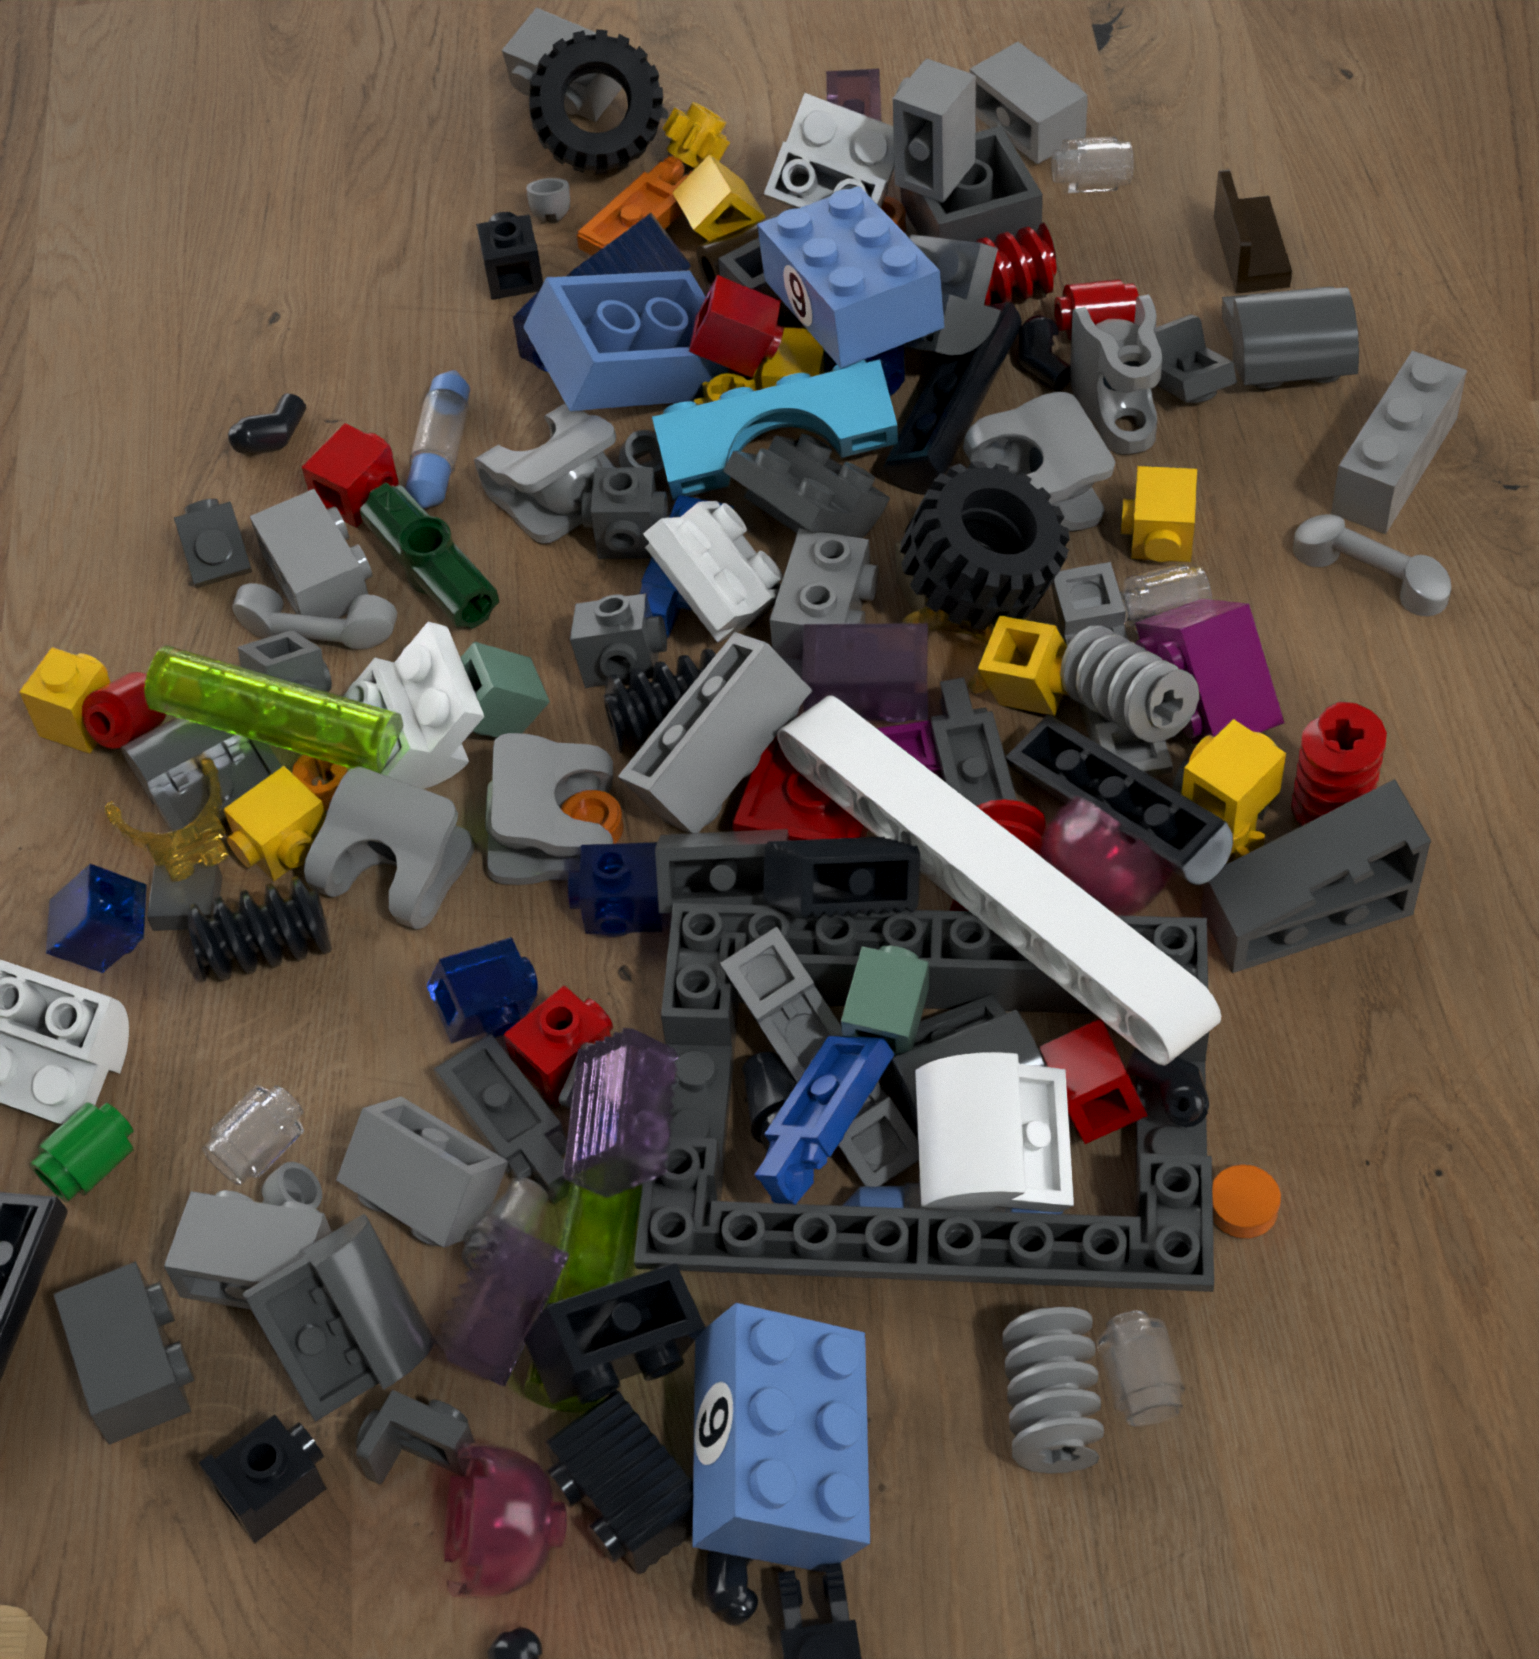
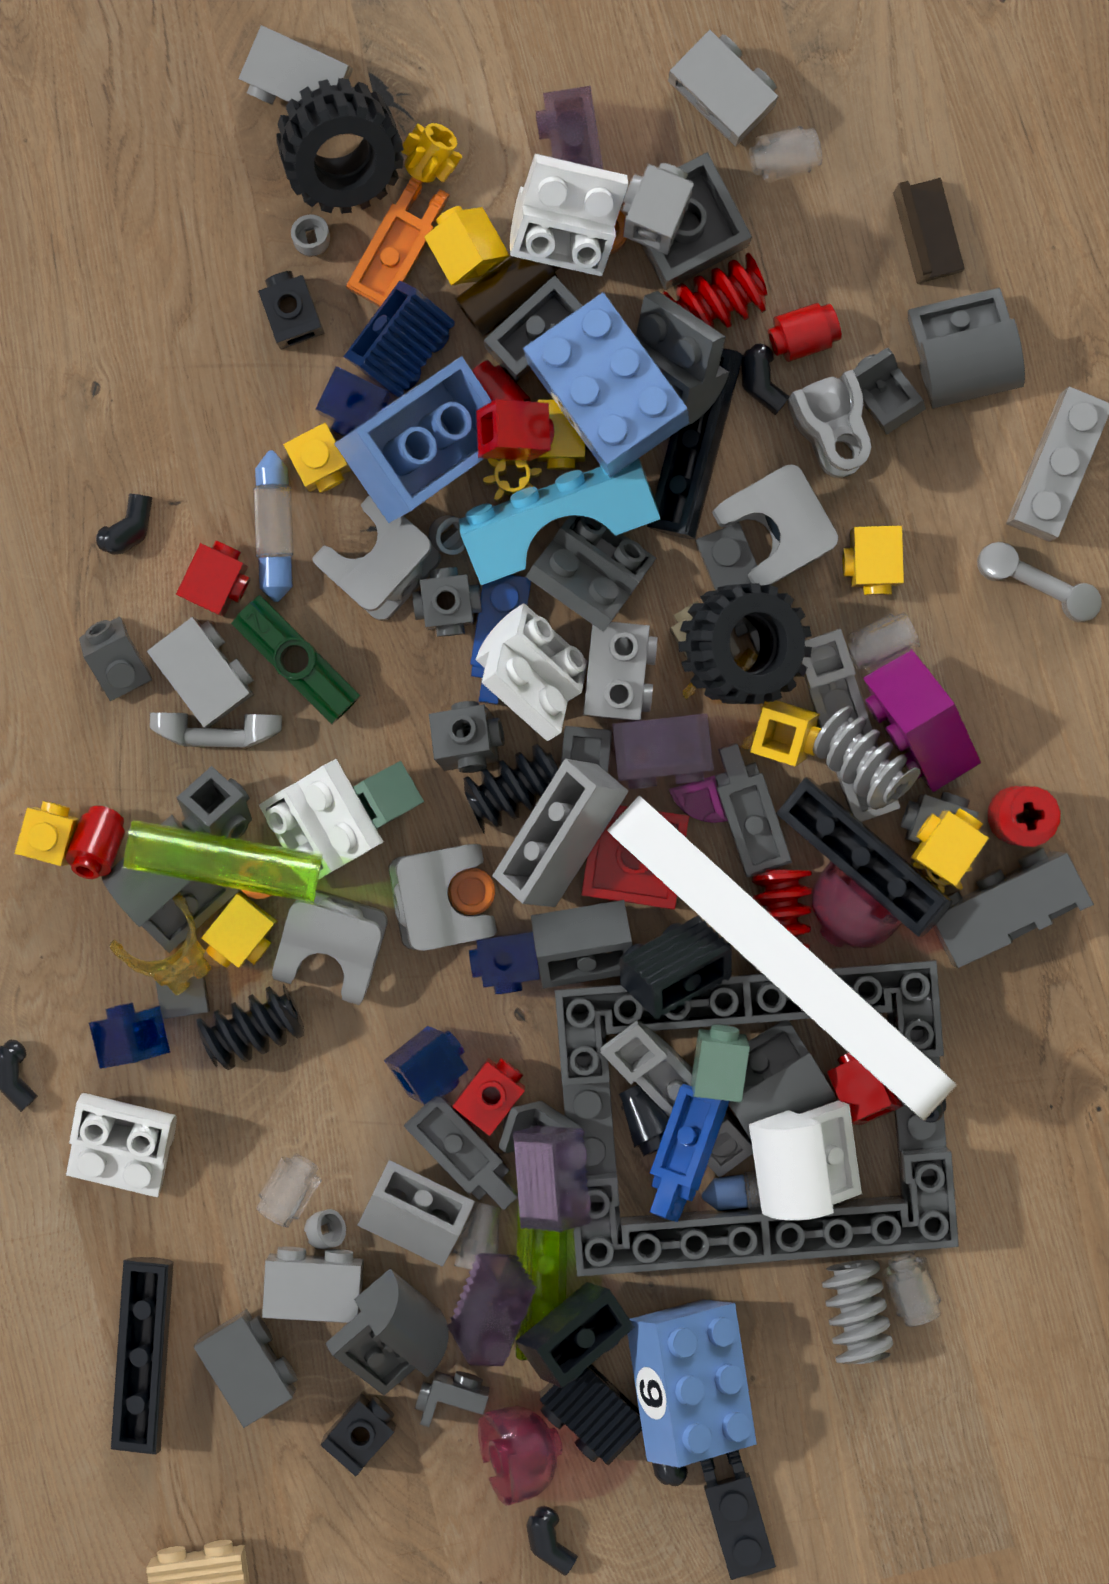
camera: 10 degrees left, 35 degrees up
(83, 1150) = (171, 1217): green brick -> none
(505, 372) = (317, 459): none -> yellow brick
(1245, 1201) = (972, 1153): orange tile -> none

